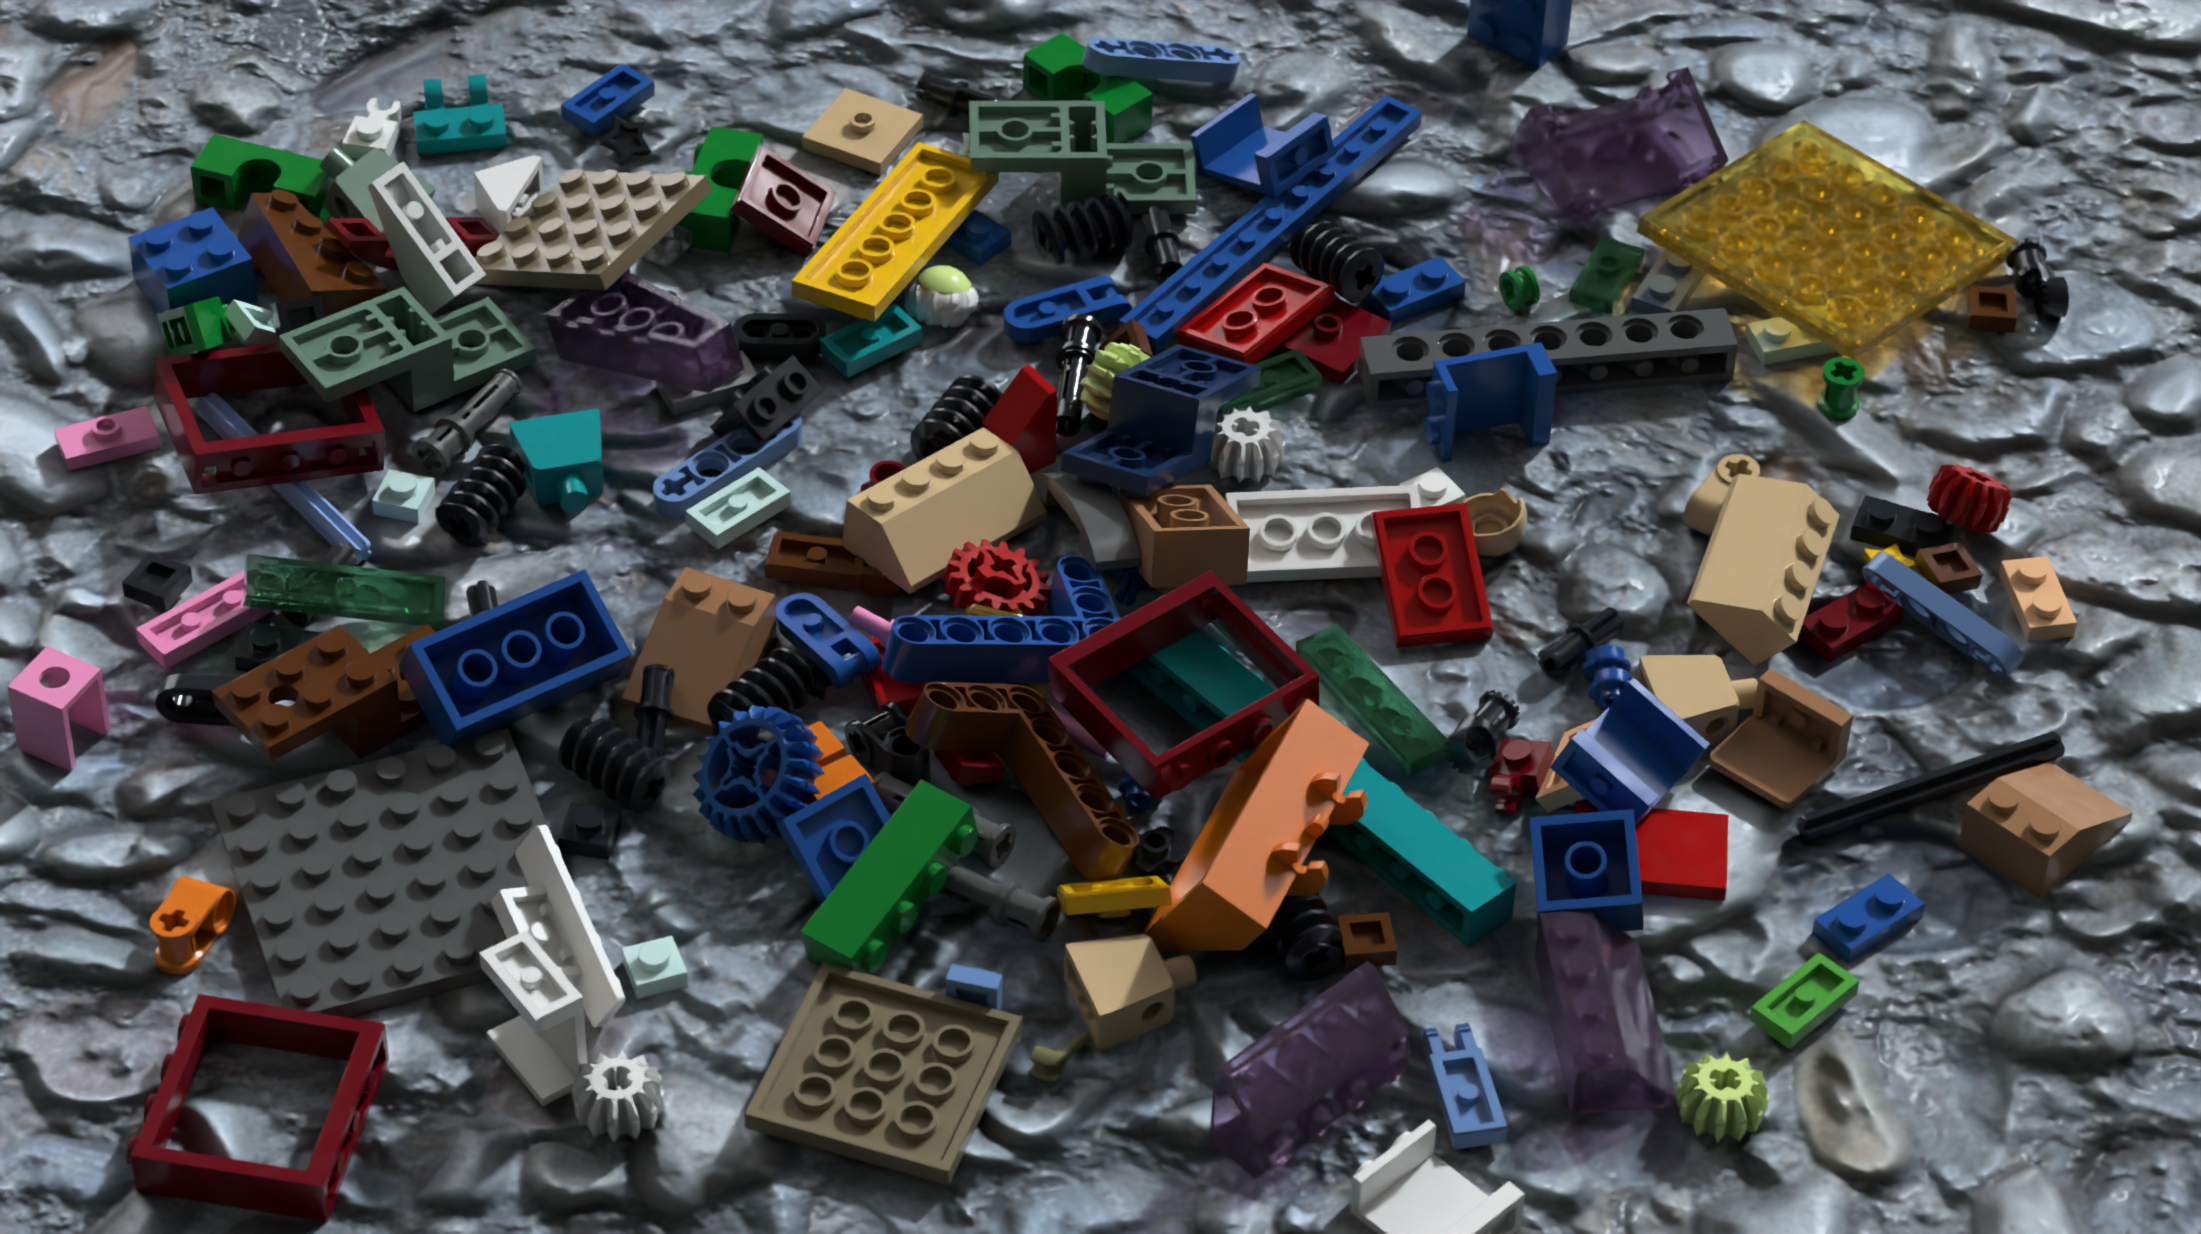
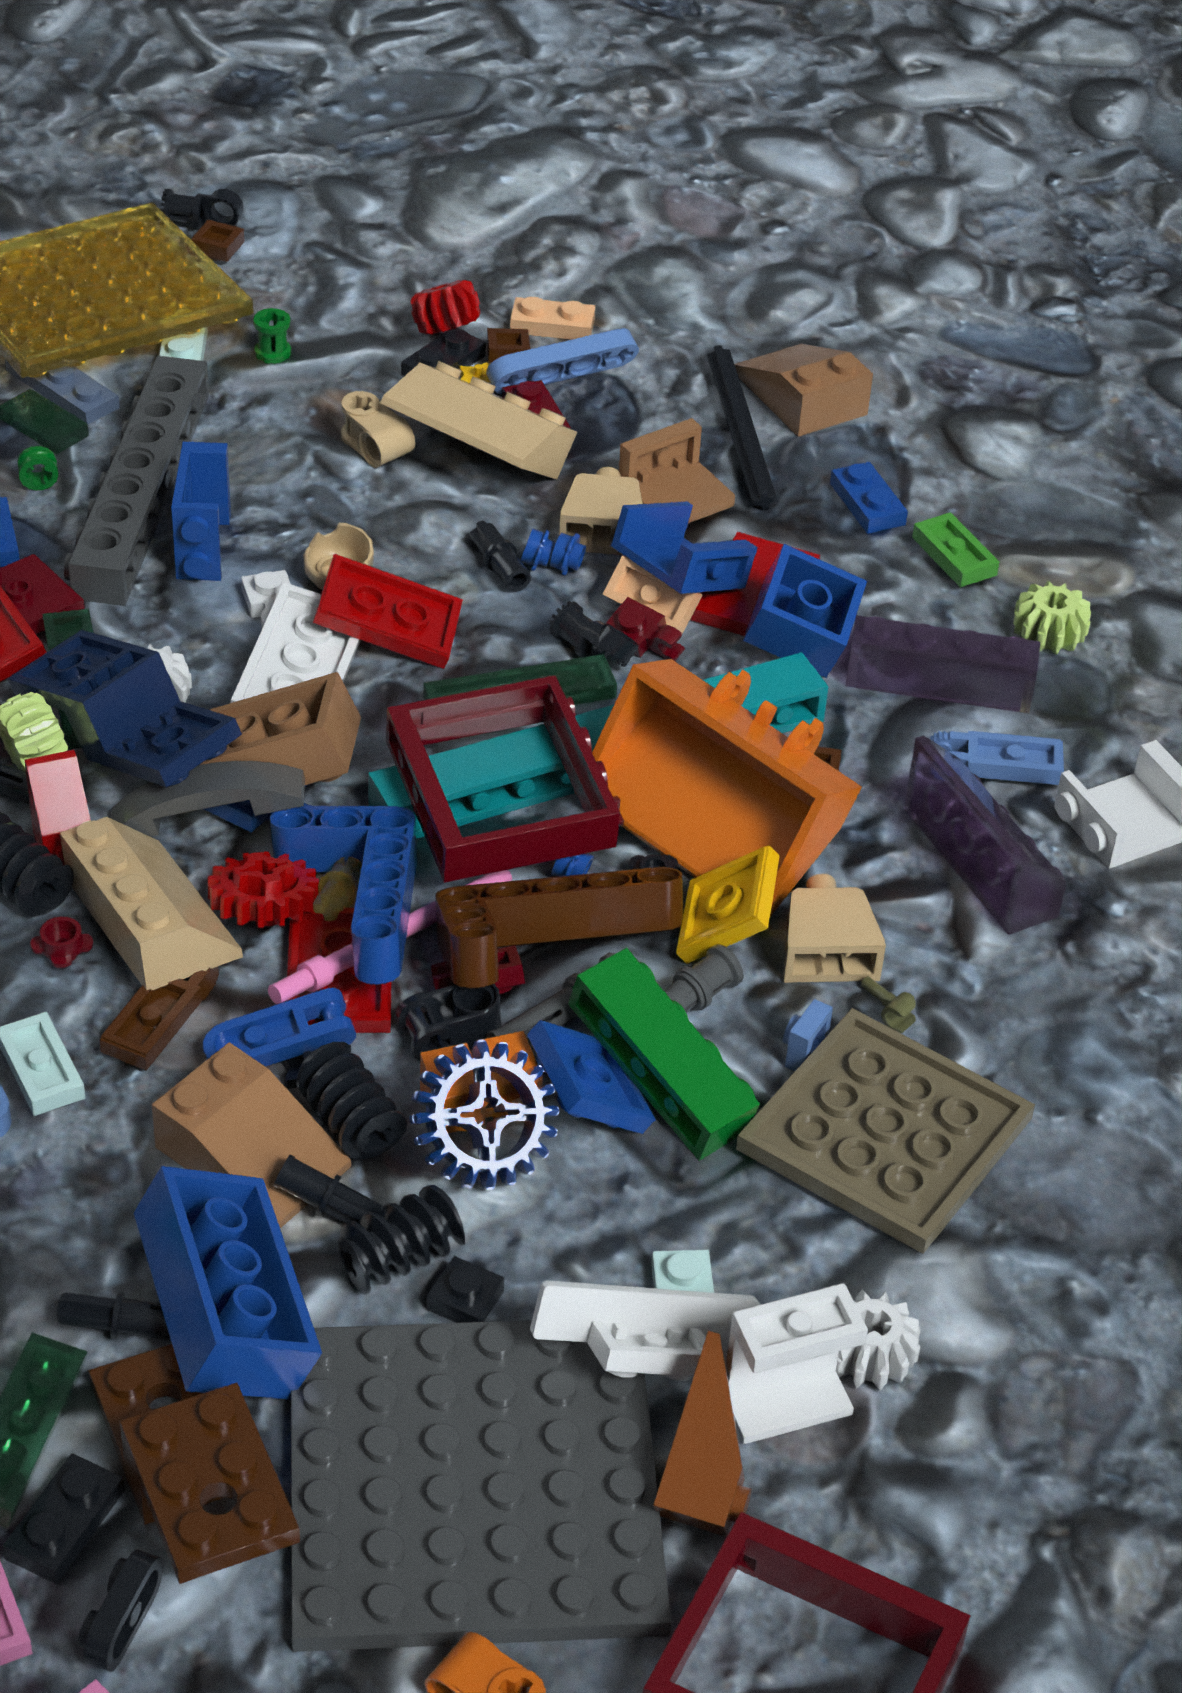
camera: 75 degrees left, 0 degrees up
(433, 995) = (705, 1465): none -> dark orange slope

